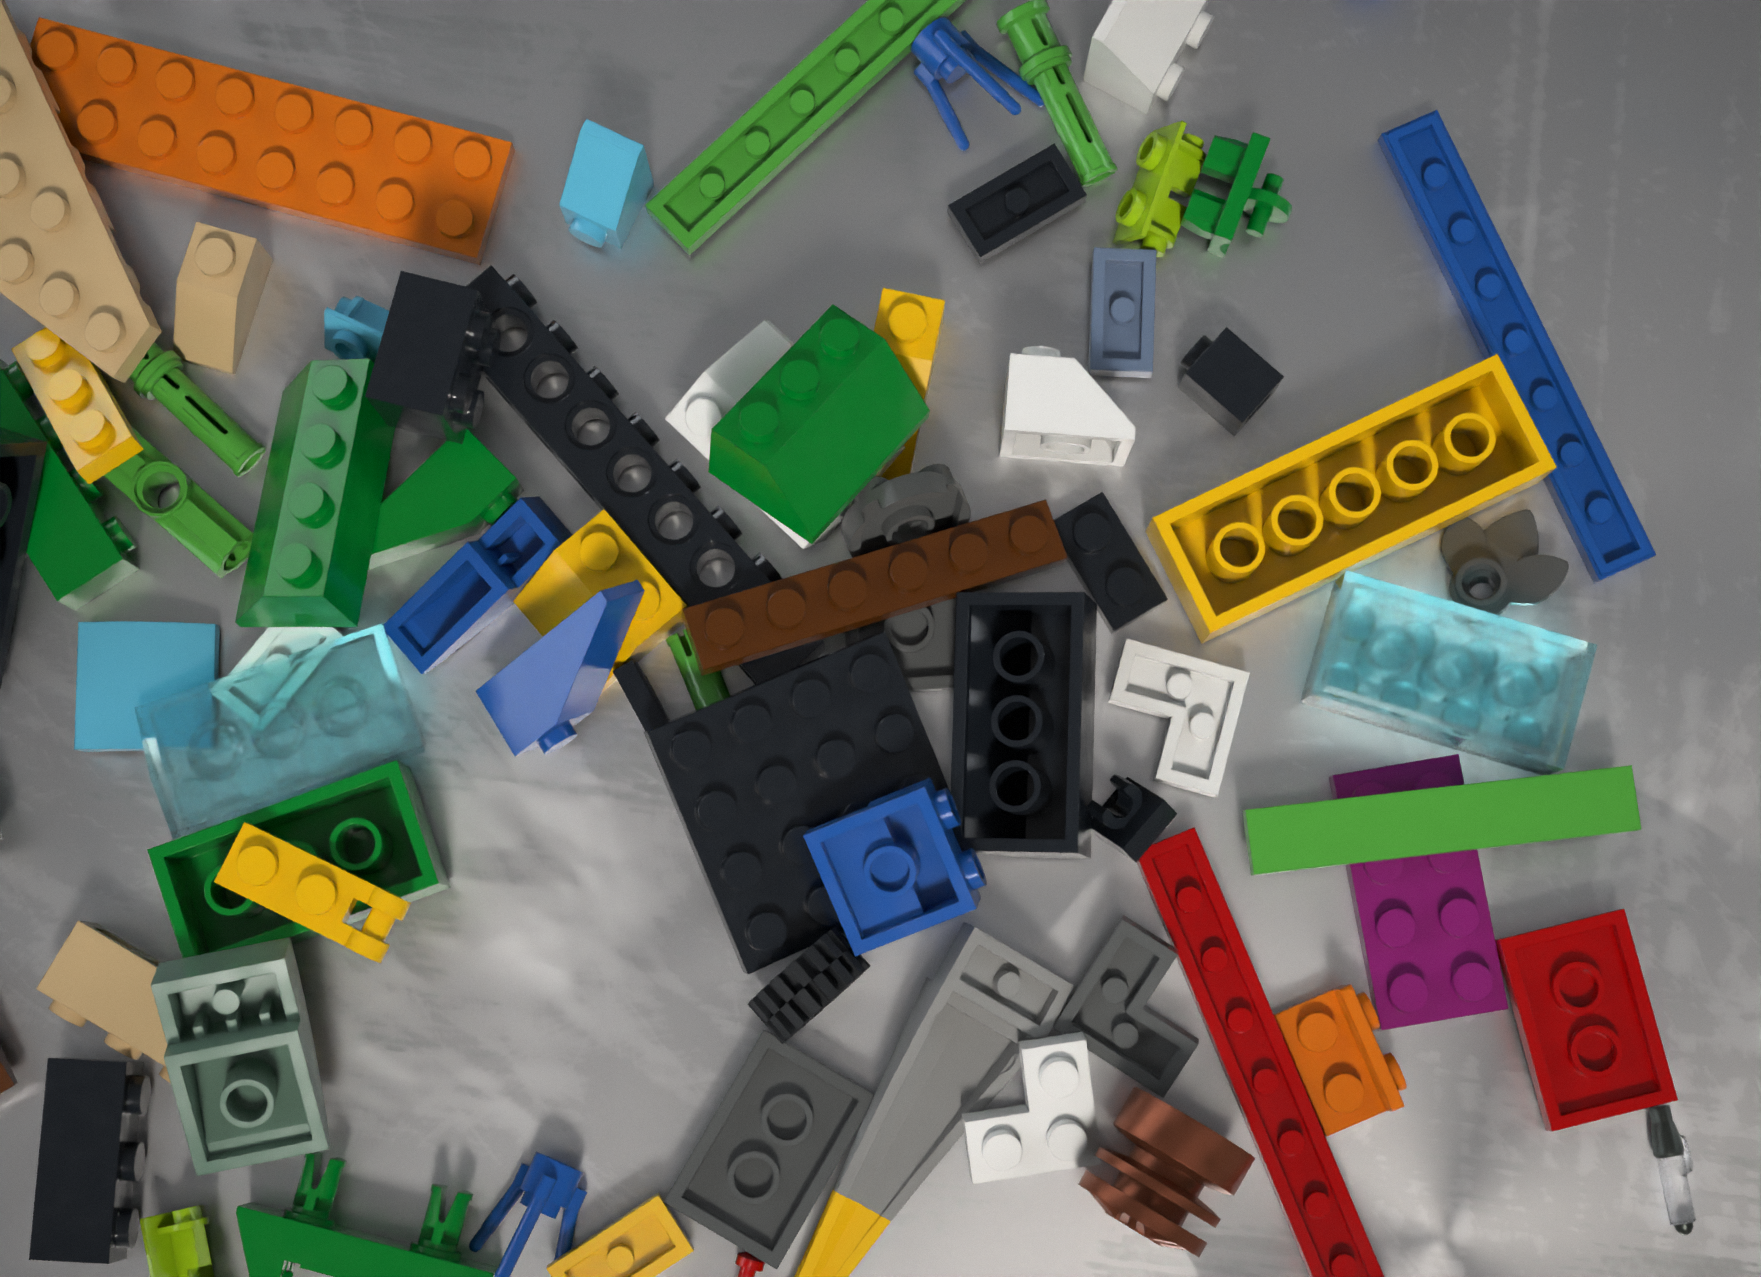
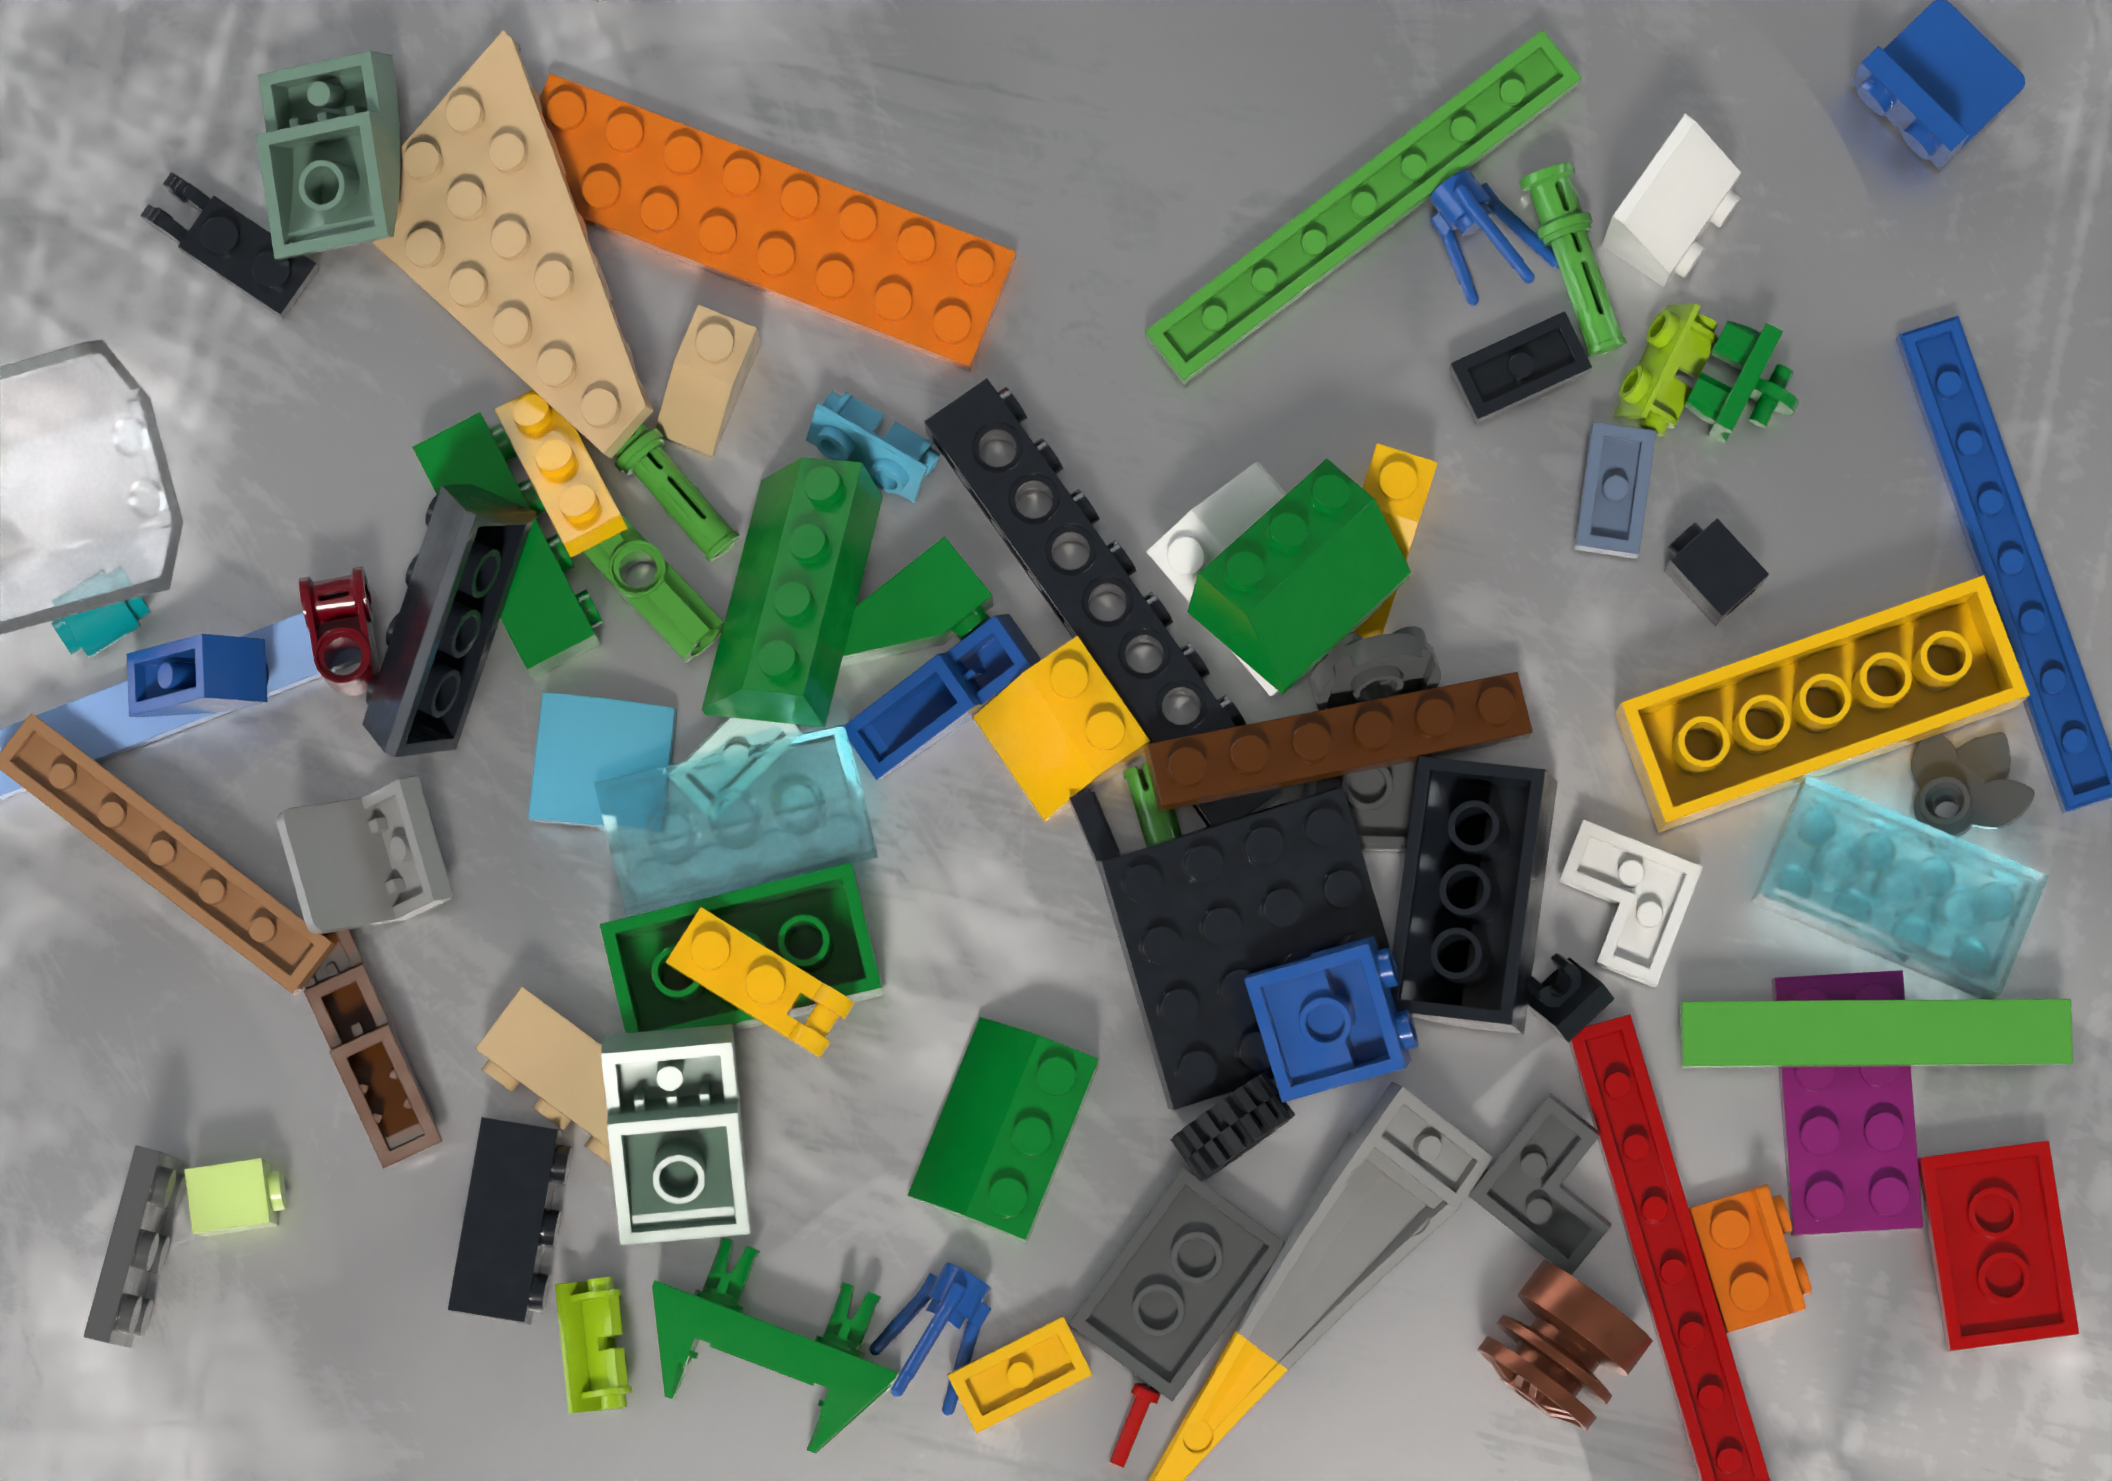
camera: 10 degrees right, 0 degrees up
(433, 358) = (927, 470): black brick -> none
(561, 674) = (1019, 796): slope -> none
(582, 1011) = (1004, 1128): none -> green slope
(605, 186) = (1107, 310): medium azure slope -> none
(1054, 1126) = (1455, 1296): white plate -> none
(1060, 412) = (1540, 587): white slope -> none
(1108, 563) = (1573, 742): black plate -> none
(1674, 1164) = (2070, 1399): piece -> none

